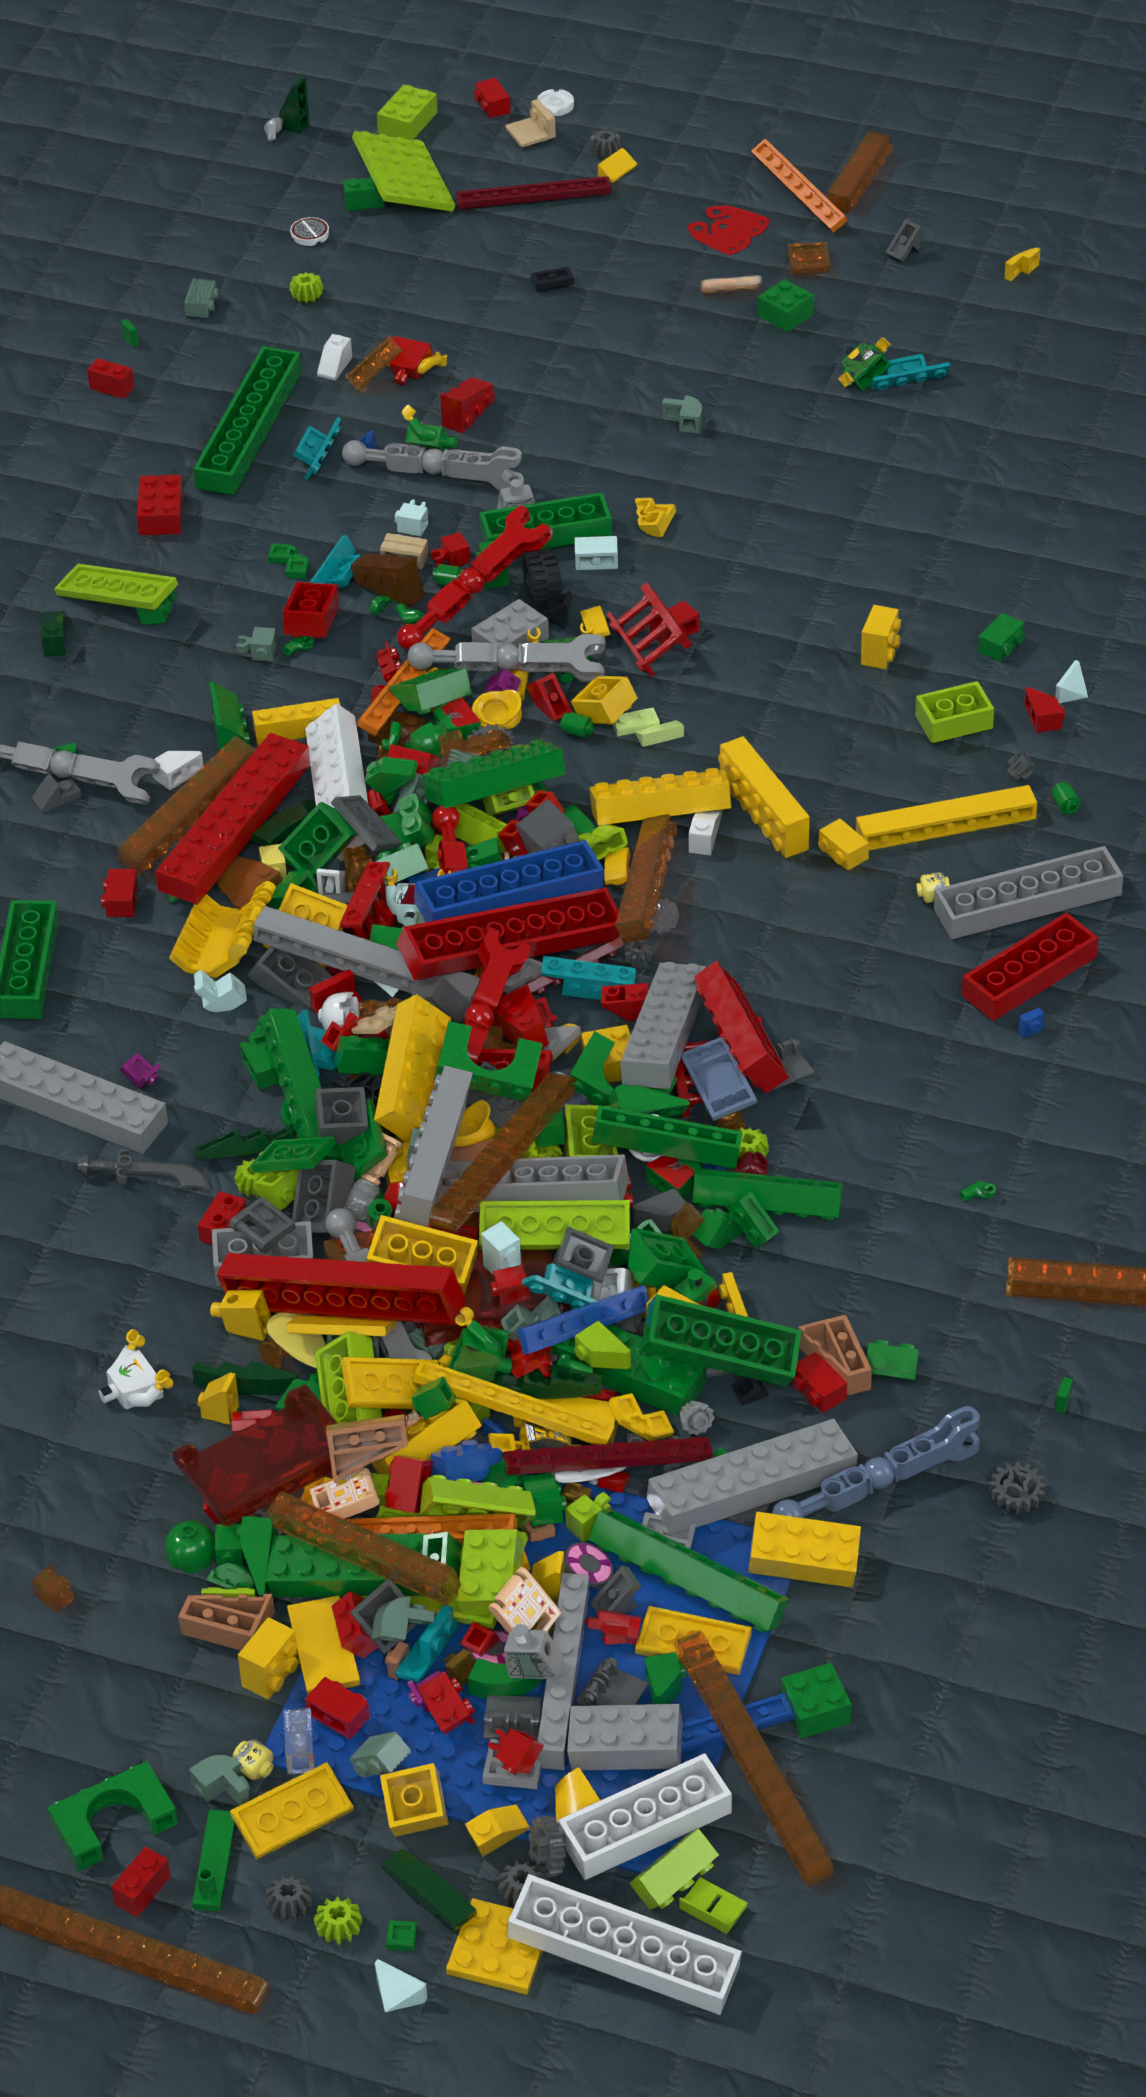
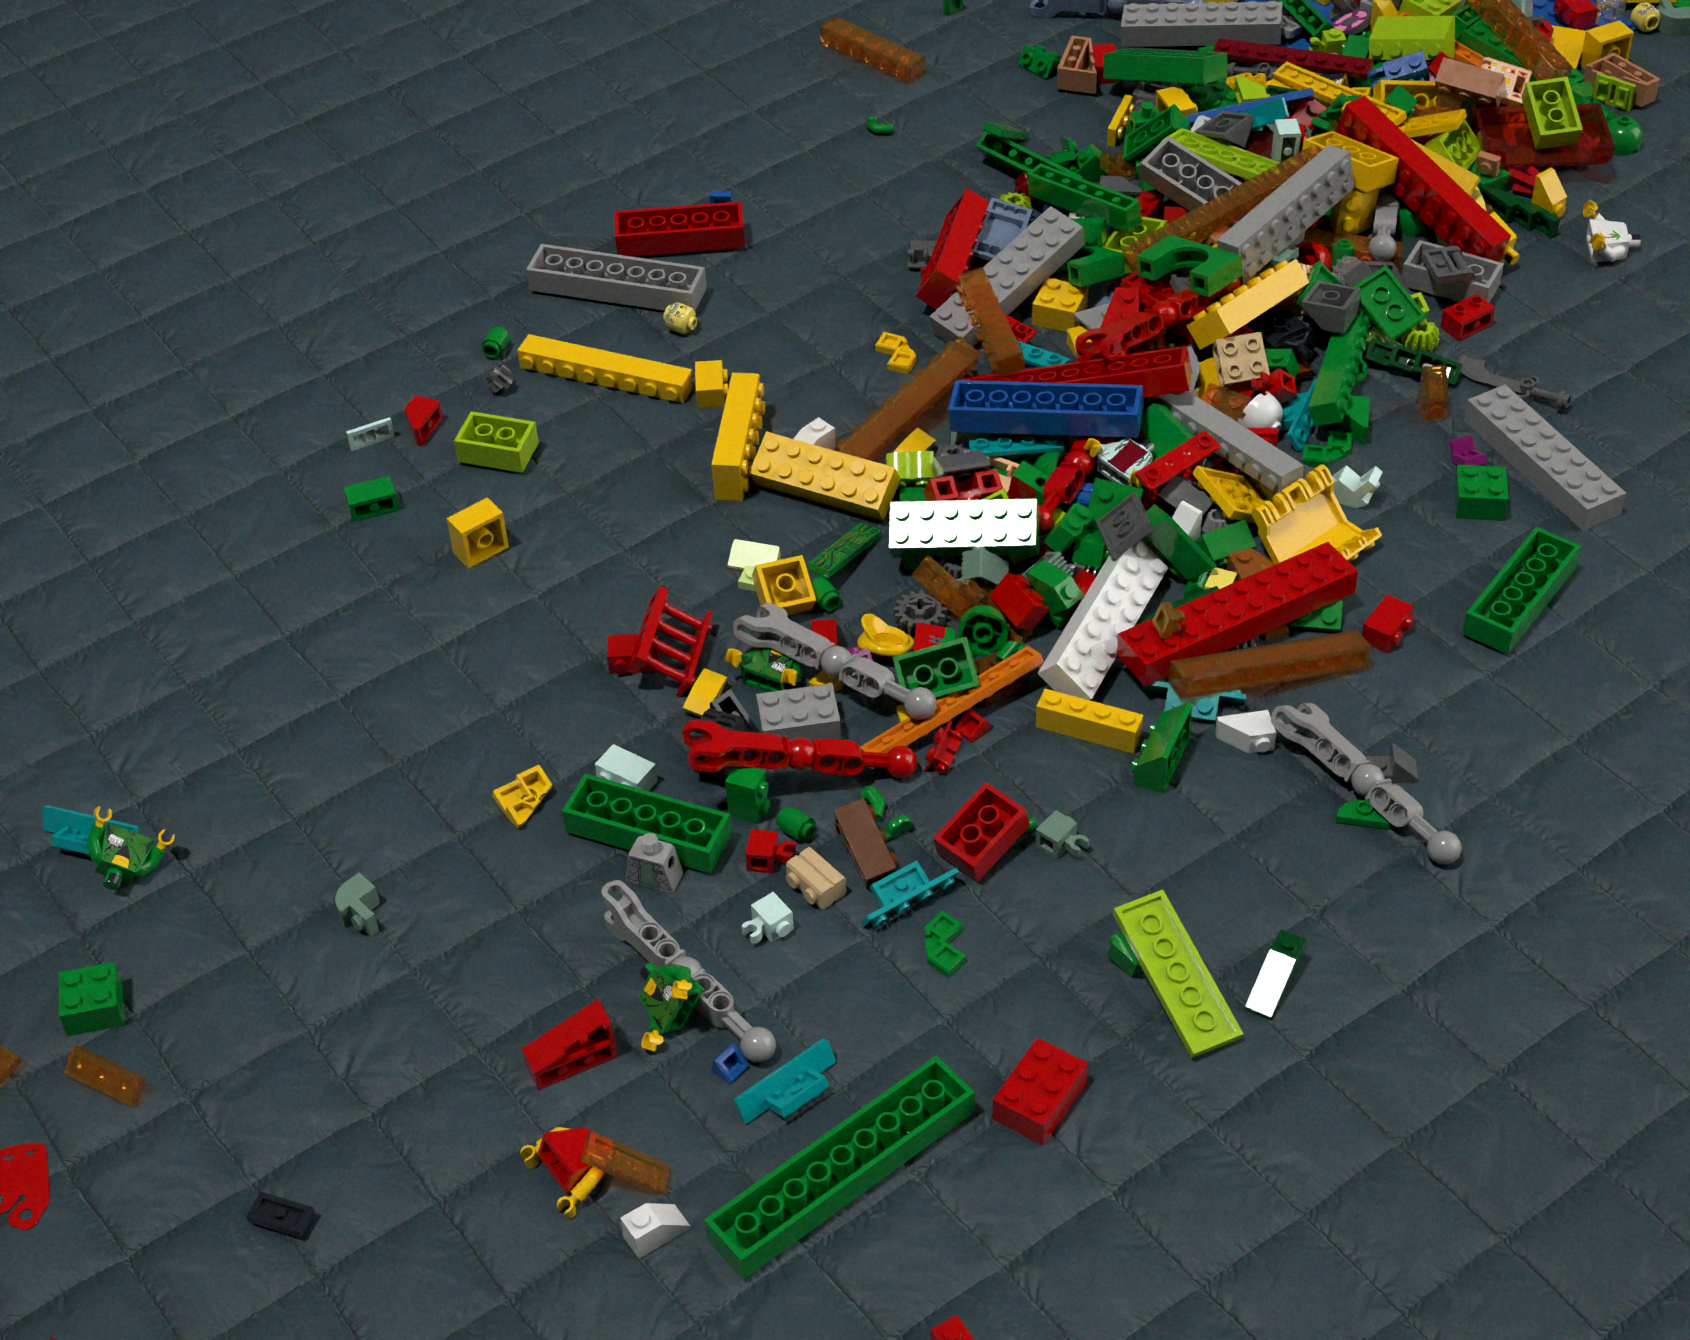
camera: 145 degrees left, 0 degrees up
(108, 1037) = (1480, 492): none -> green brick
(203, 1110) = (1433, 392): none -> clear orange slope
(260, 1452) = (1551, 113): none -> lime brick
(270, 750) = (1167, 620): none -> pearl gold tile
(296, 1380) = (1488, 164): none -> nougat plate
(590, 755) = (844, 550): none -> green tile
(629, 948) = (990, 322): none -> clear orange brick
(707, 952) = (902, 356): none -> yellow tile
(825, 1205) = (1004, 130): none -> green tile

